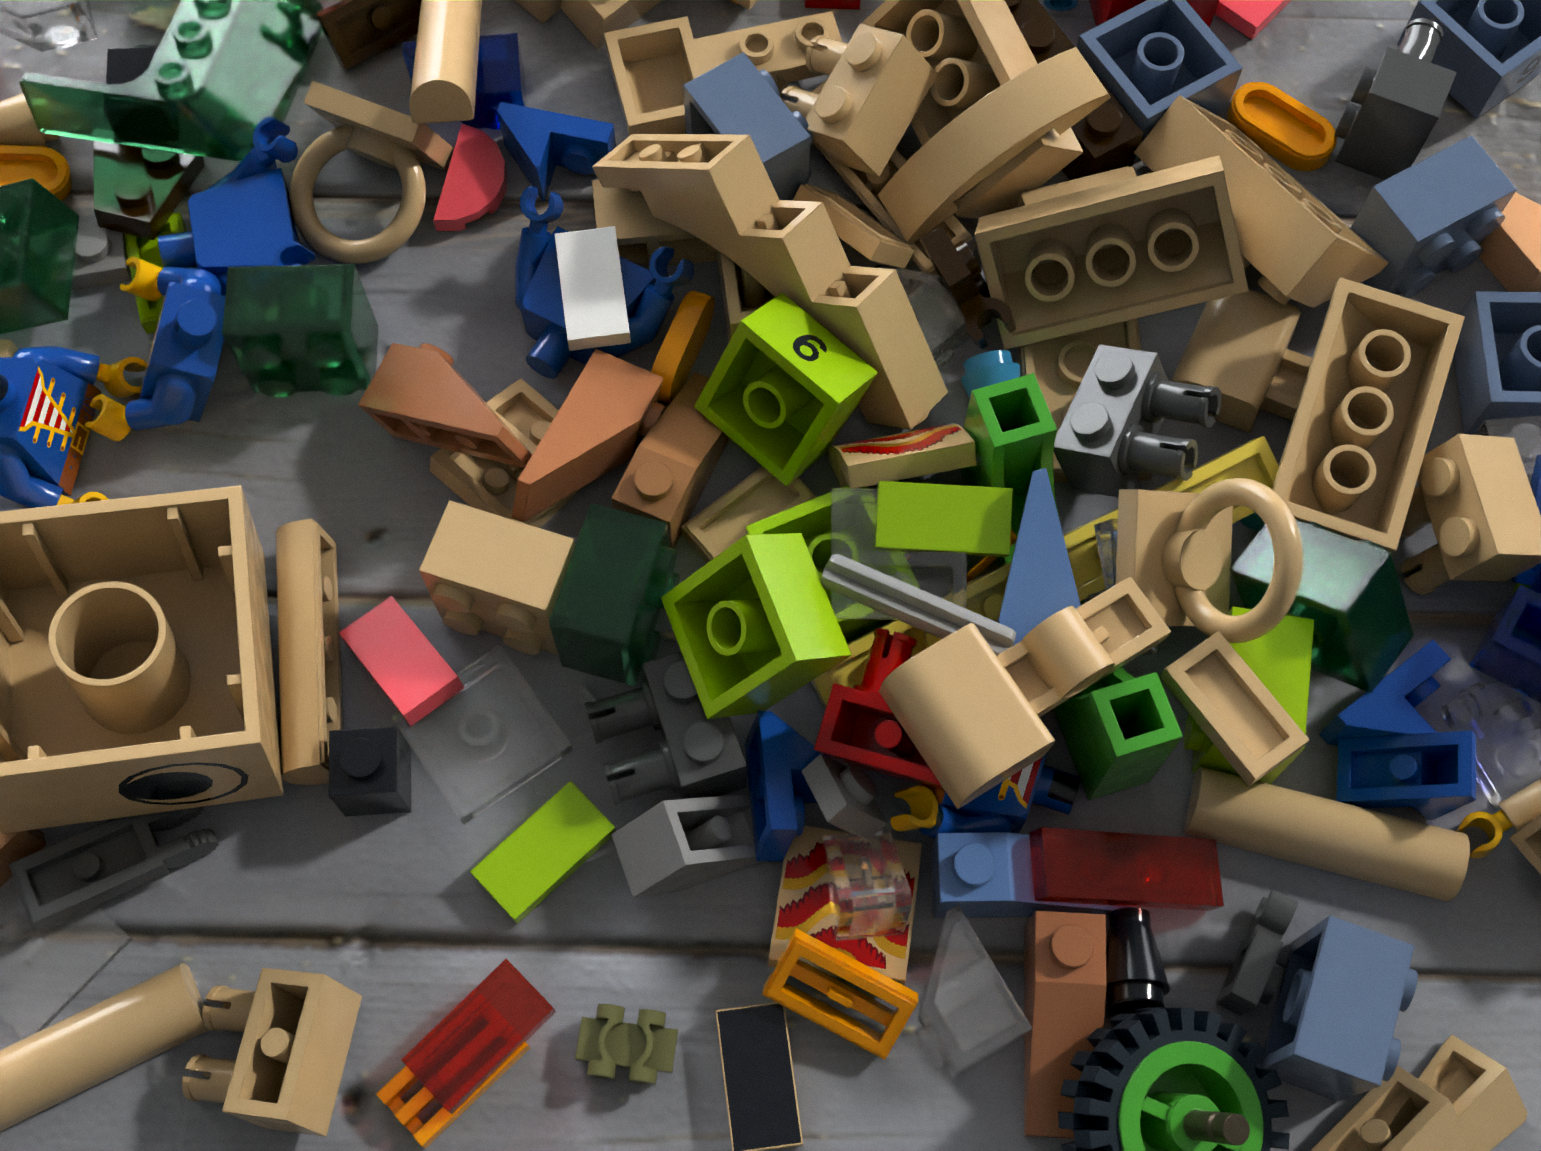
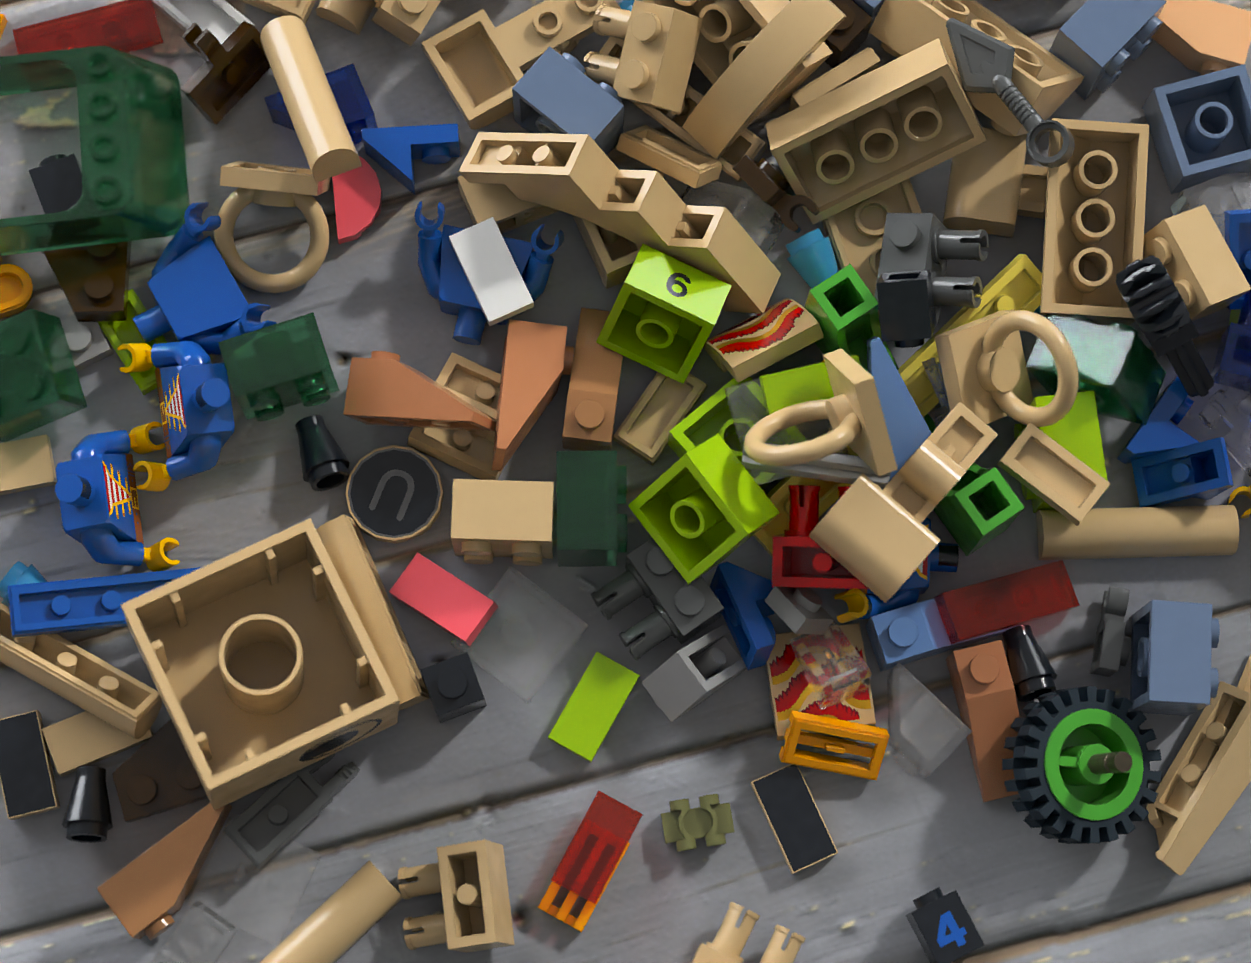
camera: 20 degrees left, 10 degrees up
(318, 451) = (320, 455): none -> black cone
(386, 520) = (394, 494): none -> black tile
(683, 343) = (568, 289): light orange tile -> none
(973, 548) = (853, 415): none -> tan tile
(1091, 447) = (906, 307): none -> black brick
(1272, 201) = (987, 68): none -> dark grey piece
(1432, 554) = (1165, 321): none -> black gear

